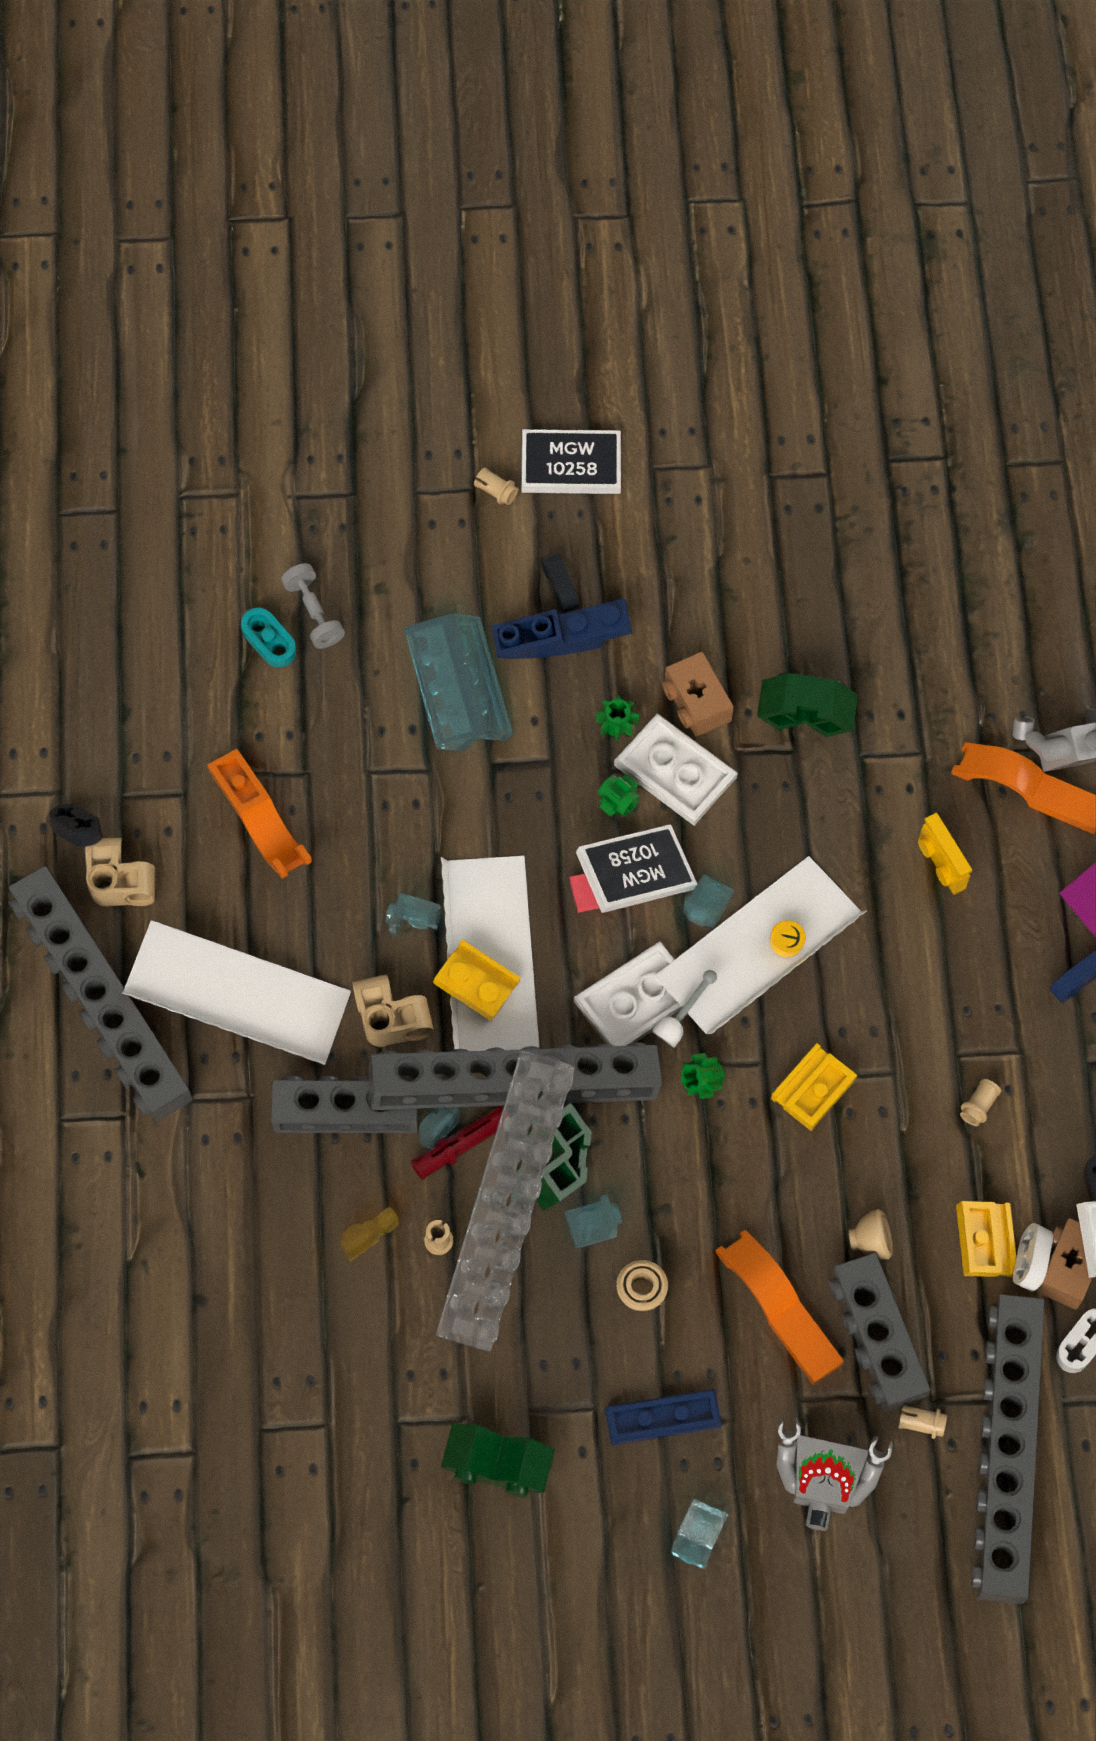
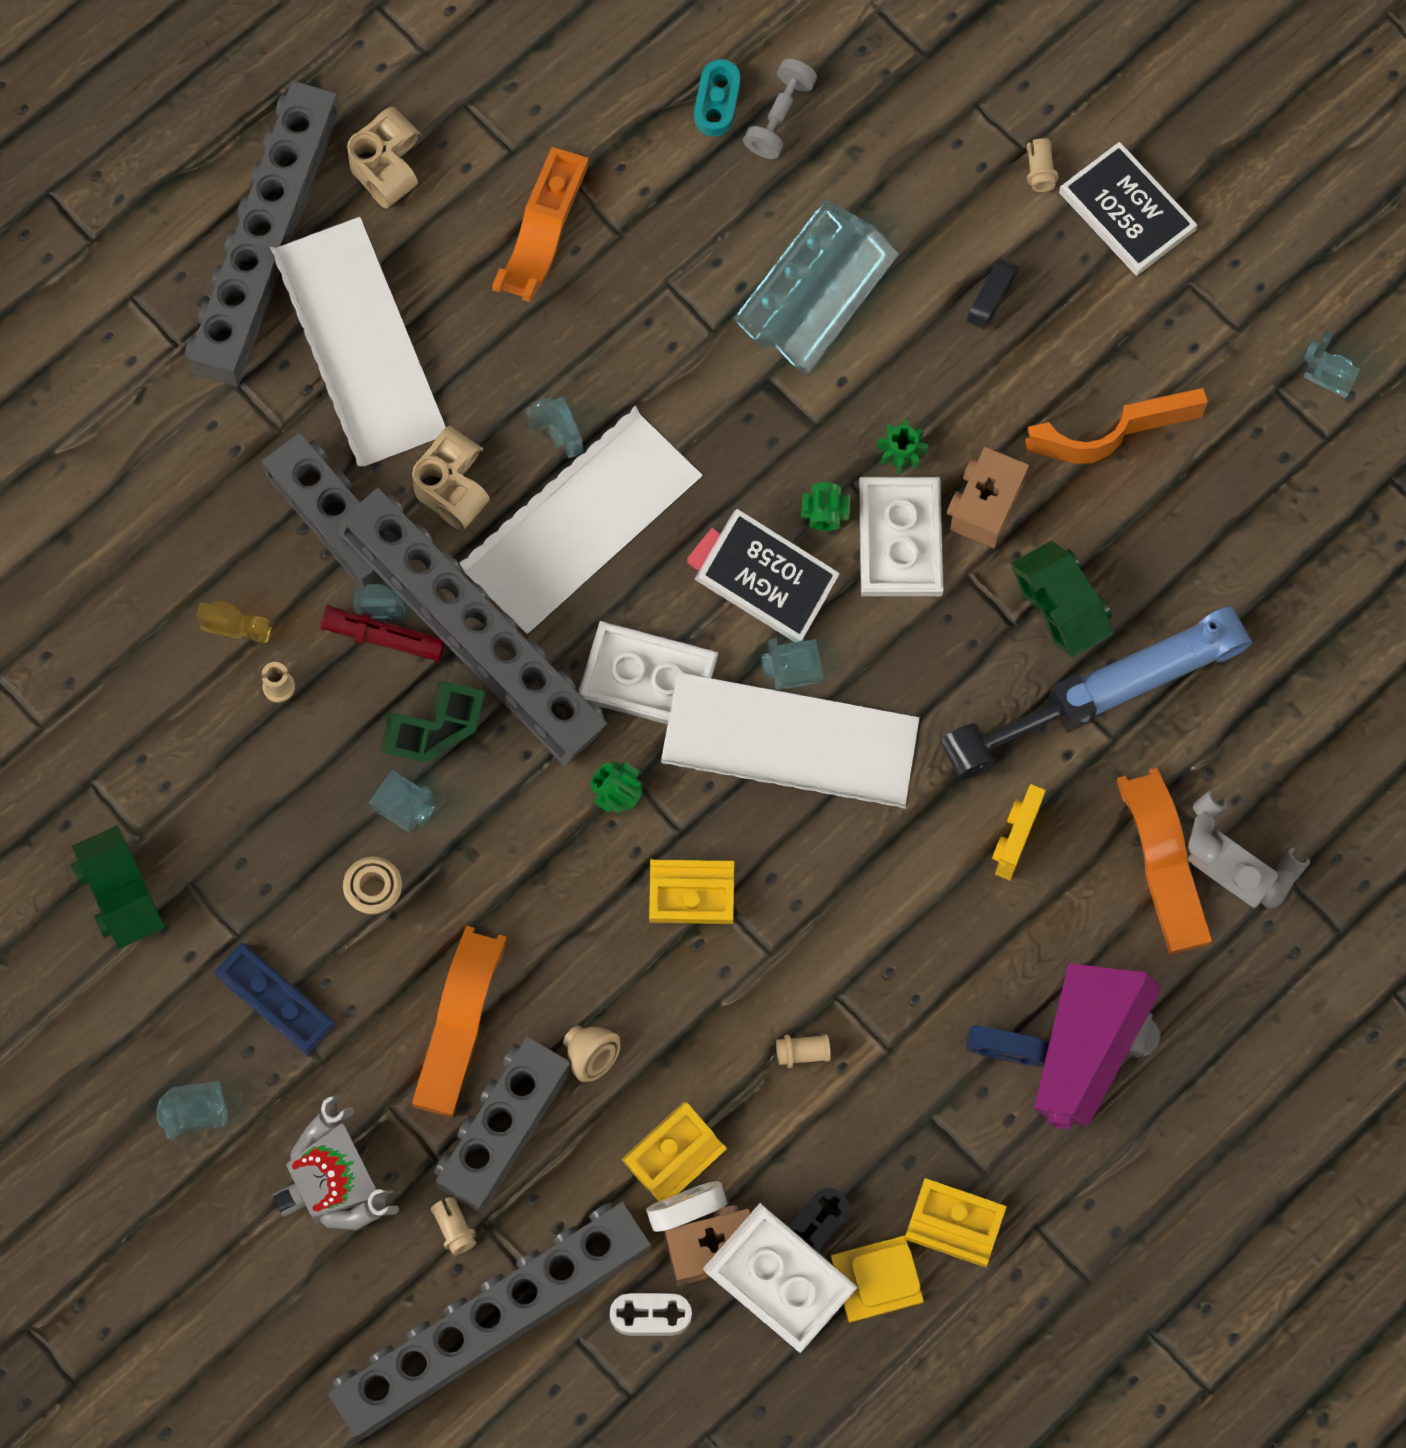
camera: 50 degrees right, 5 degrees up
(75, 825) = (398, 87): black beam -> none
(476, 980) = (543, 527): yellow plate -> none
(490, 1209) = (344, 705): clear brick -> none
(562, 634) = (943, 334): dark blue slope -> none
(670, 1028) = (638, 726): hinge -> none
(692, 628) = (1134, 418): none -> orange piece
(787, 938) = (815, 759): yellow tile -> none
(788, 434) = (1329, 370): none -> clear light blue bracket
(888, 729) = (1082, 698): none -> medium blue piece

